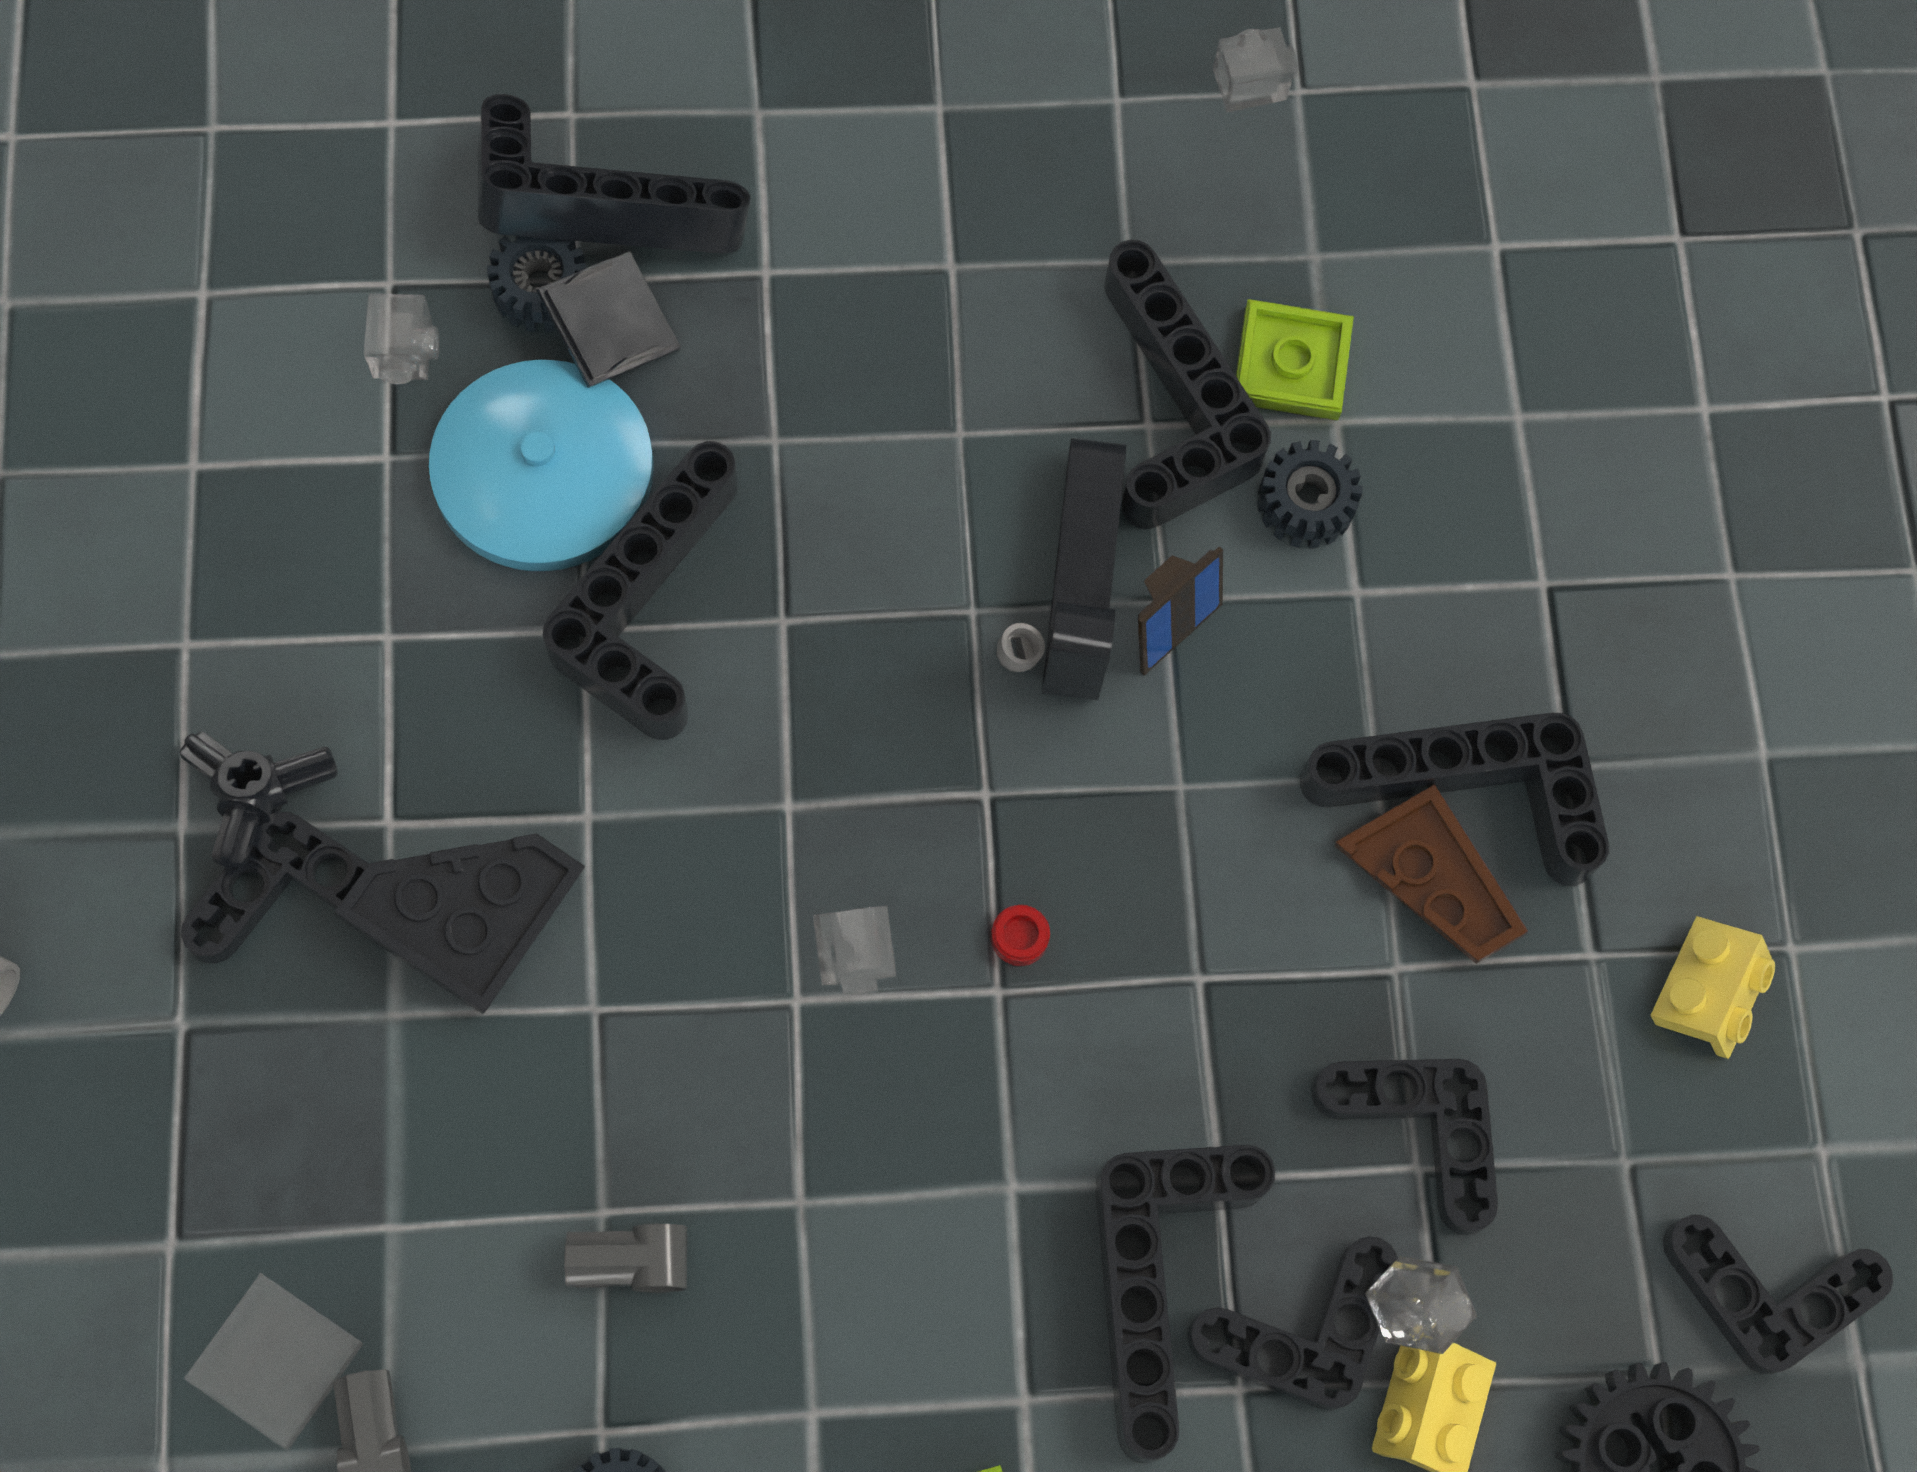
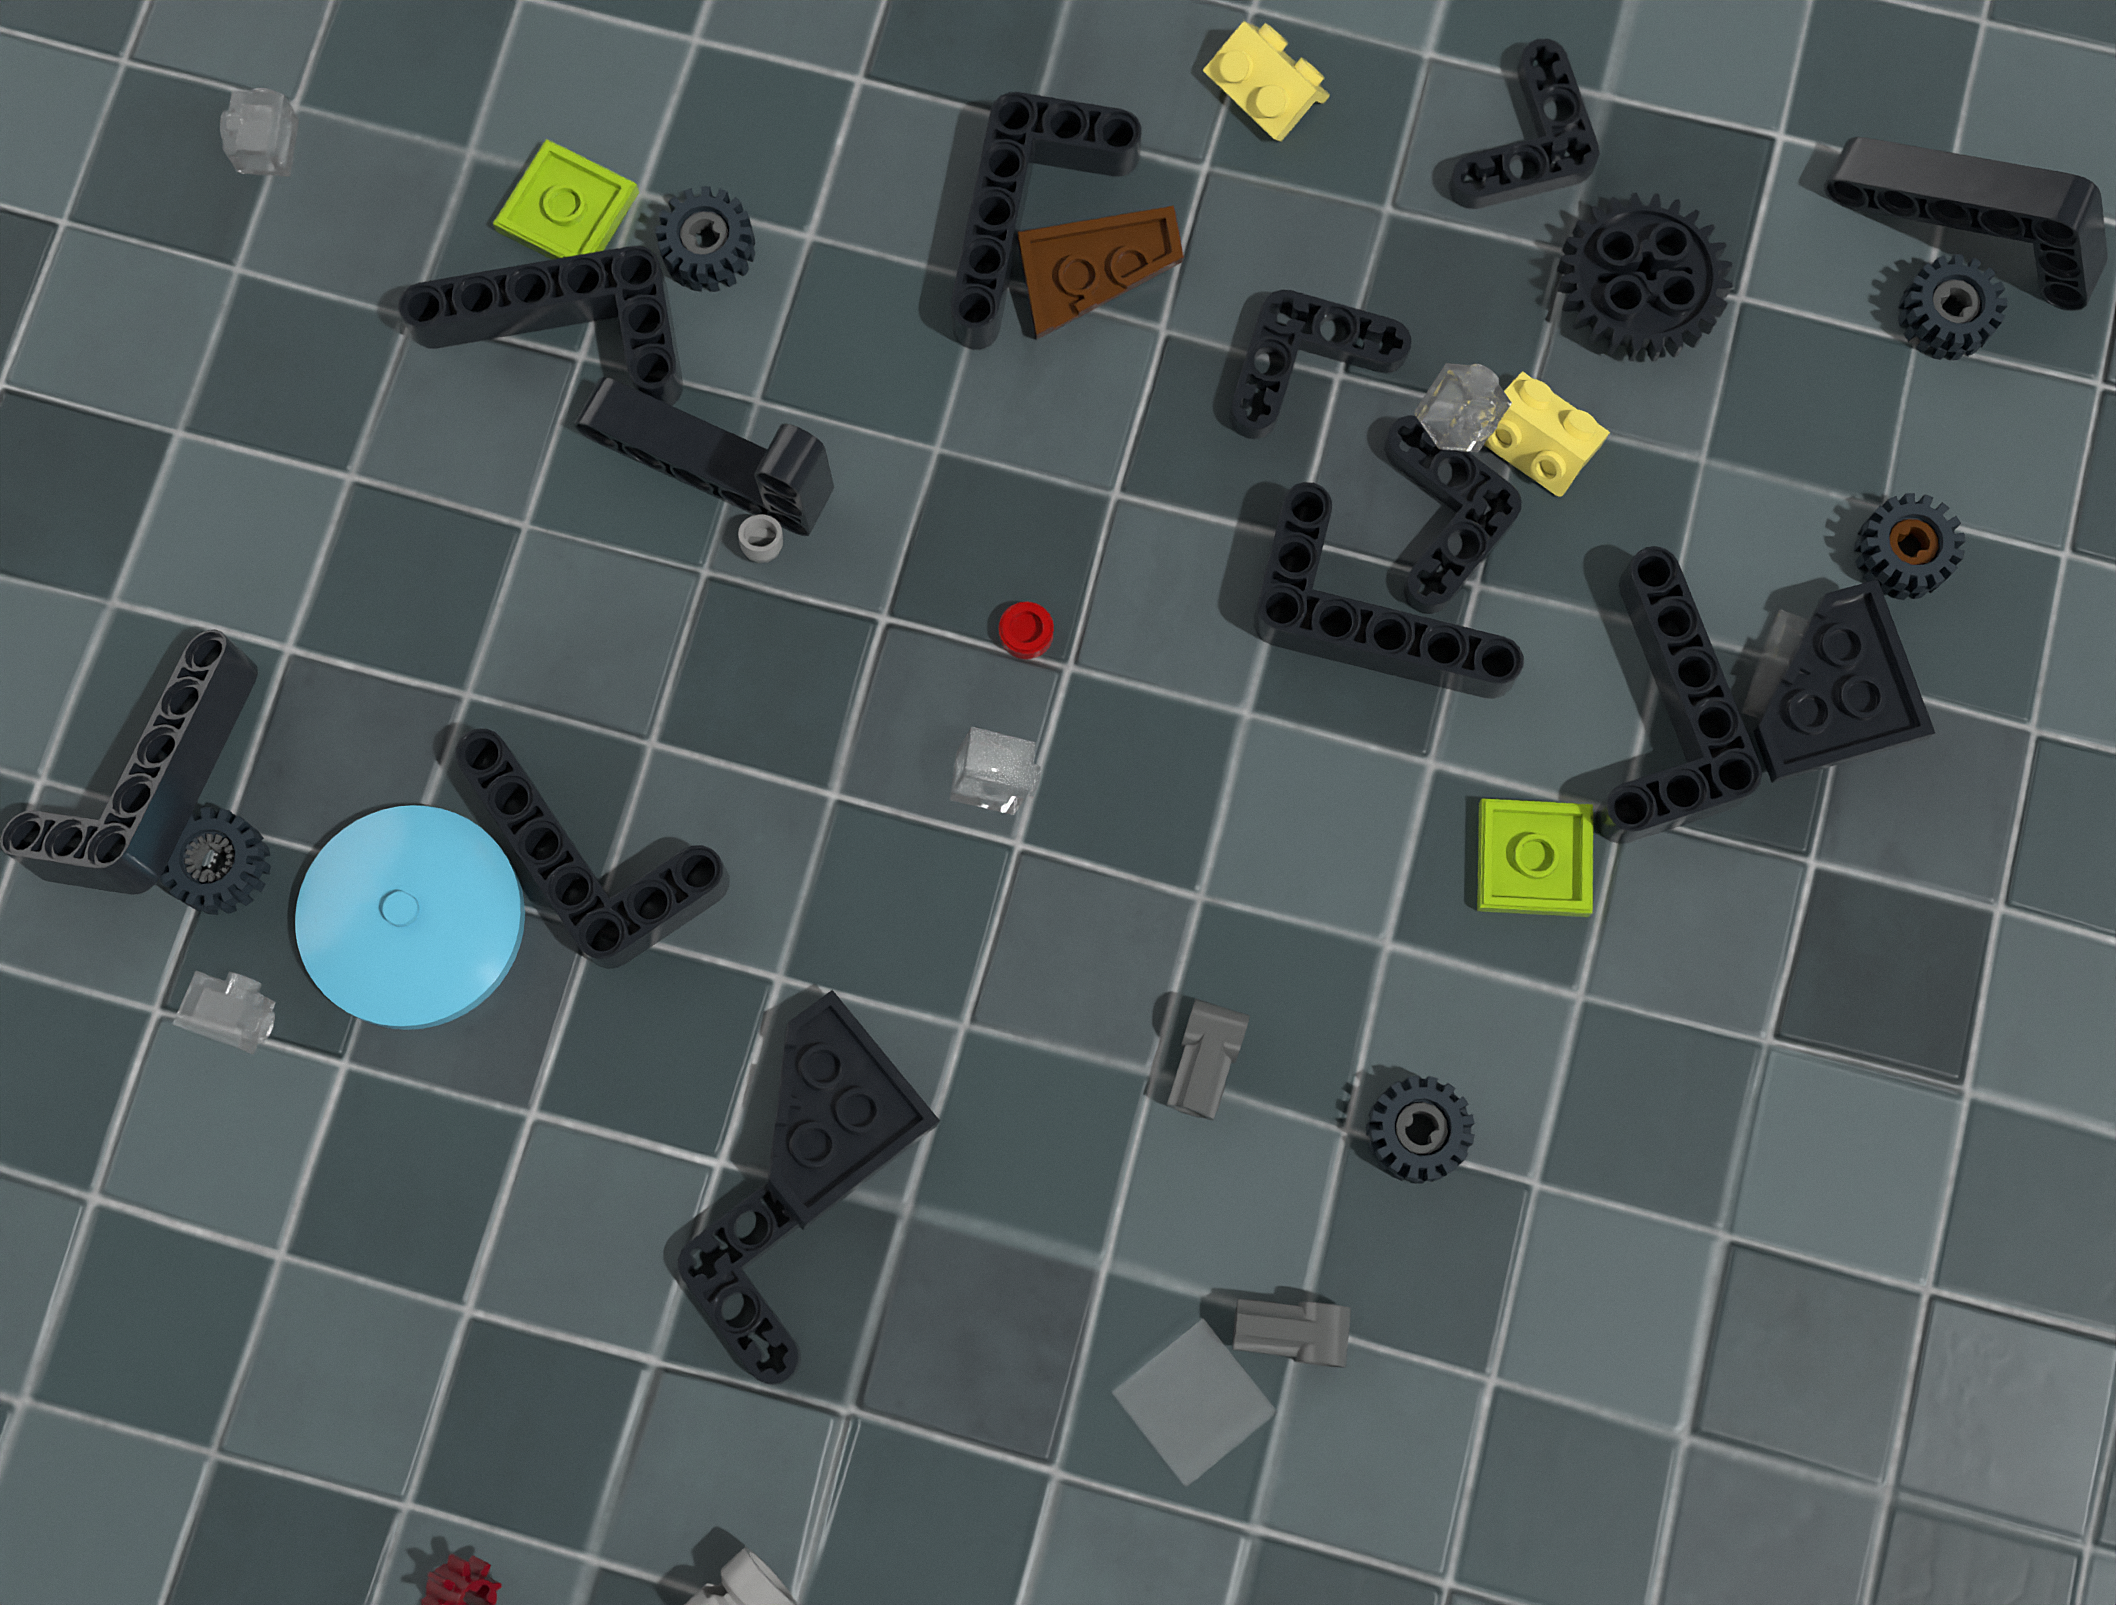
camera: 65 degrees left, 5 degrees up
(251, 789) = (629, 1295): black bush -> none
(608, 319) = (286, 805): black piece -> none
(1183, 599) = (768, 378): piece -> none

